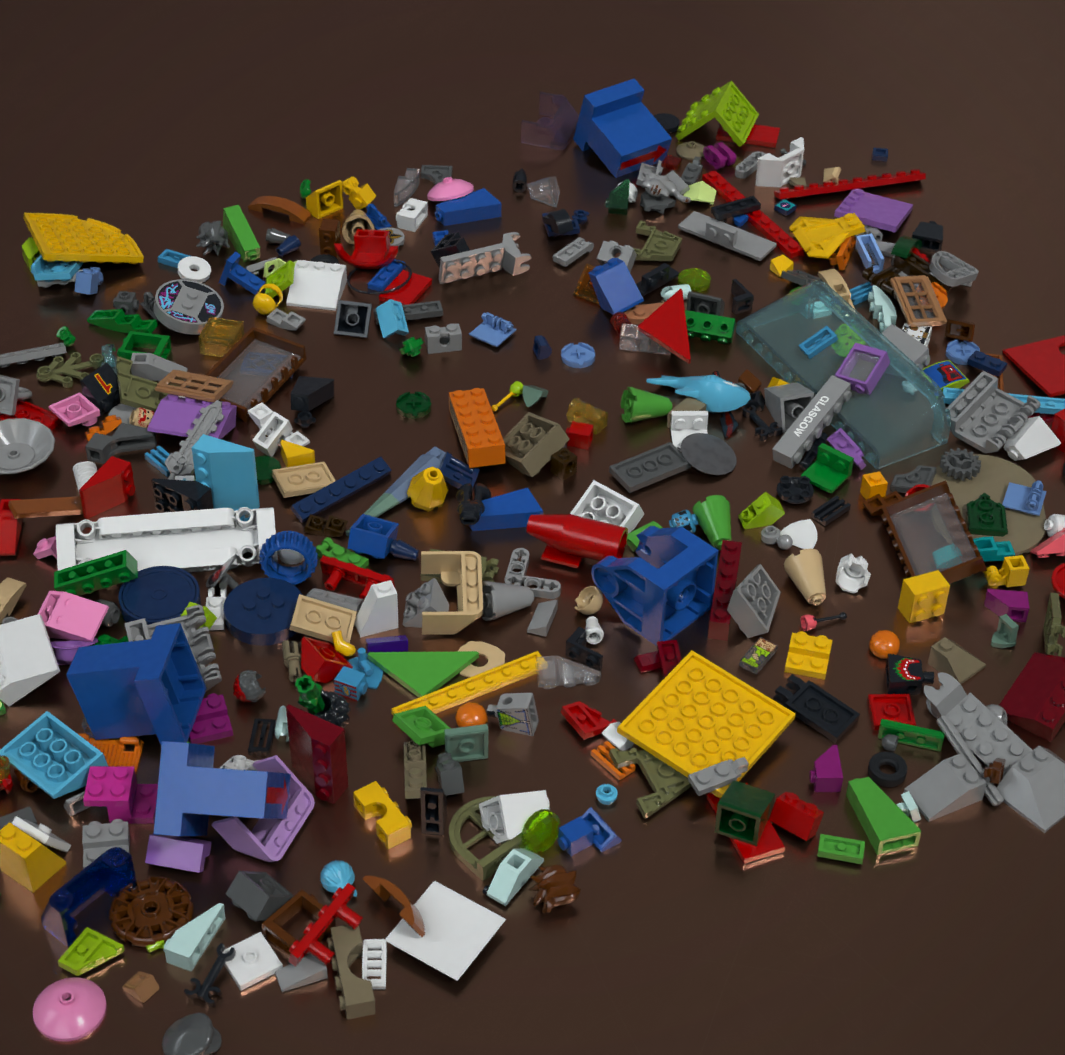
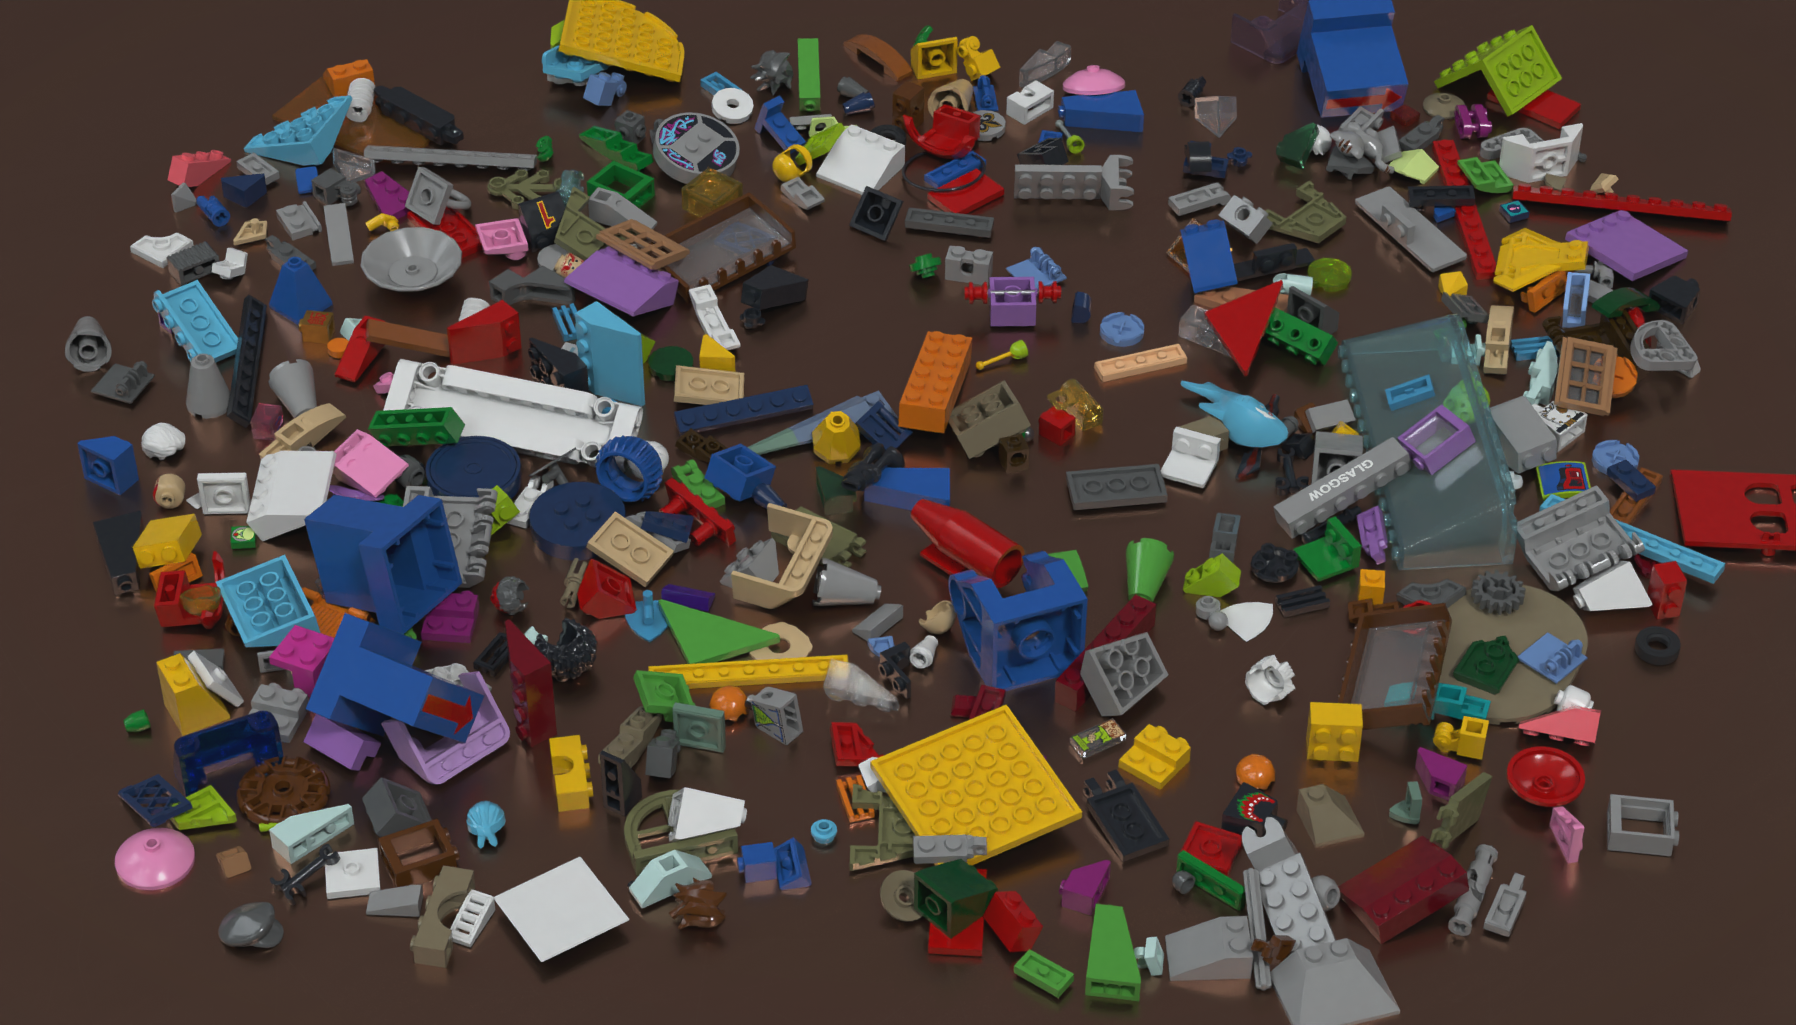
camera: 25 degrees right, 0 degrees up
(45, 943) = (161, 814): none -> dark blue window
(109, 424) = (528, 264): orange slope -> none
(181, 462) = (615, 301): light grey bar -> none
(280, 429) = (710, 323): white brick -> none
(309, 694) = (548, 619): green piece -> none
(310, 942) = (423, 861): red plate -> none
(342, 592) = (668, 525): none -> dark blue wing
(342, 646) = (634, 583): yellow arm -> none
(350, 683) = (620, 626): dark azure brick -> none
(378, 610) = (695, 556): white slope -> none
(385, 889) = (530, 877): dark orange slope -> none
(392, 318) = (922, 225): medium azure panel -> none
(413, 405) = (888, 335): dark green tile -> none
(436, 173) = (1097, 55): dark grey tile -> none
(448, 530) = (832, 494): none -> clear green slope
(462, 232) = (1072, 140): none -> lime hinge
(493, 353) = (1012, 299): none -> medium lavender brick
(519, 578) = (904, 589): light grey beam -> none
(533, 394) = (1032, 360): sand green tile -> none
(540, 831) = (719, 842): clear neon green tile -> none
(557, 636) = (880, 644): none -> medium blue tile
(606, 375) = (1140, 362): none -> light nougat tile
(608, 506) = (1026, 521): white slope -> none
(618, 319) = (1199, 298): clear red wheel -> none
(643, 405) = (1155, 411): bright green cone -> none
(668, 122) = (1431, 60): black tile -> none
(685, 520) = (1107, 562): dark azure head -> none
(700, 824) = (897, 884): none -> dark tan dish
(708, 453) = (1197, 491): flat silver sticker -> none
(743, 298) = (1369, 318): black bracket -> none
(749, 481) = (1225, 535): none -> dark grey slope
(753, 188) = (1486, 175): none -> bright green slope
(762, 375) = (1329, 415): none -> light grey tile
(807, 574) = (1214, 664): tan cone -> none
(809, 622) = (1184, 720): hinge -> none
(880, 154) = (1695, 172): dark blue tile -> none
(884, 779) = (1156, 921): black tyre -> none
(960, 330) = (1628, 429): reddish brown slope -> none

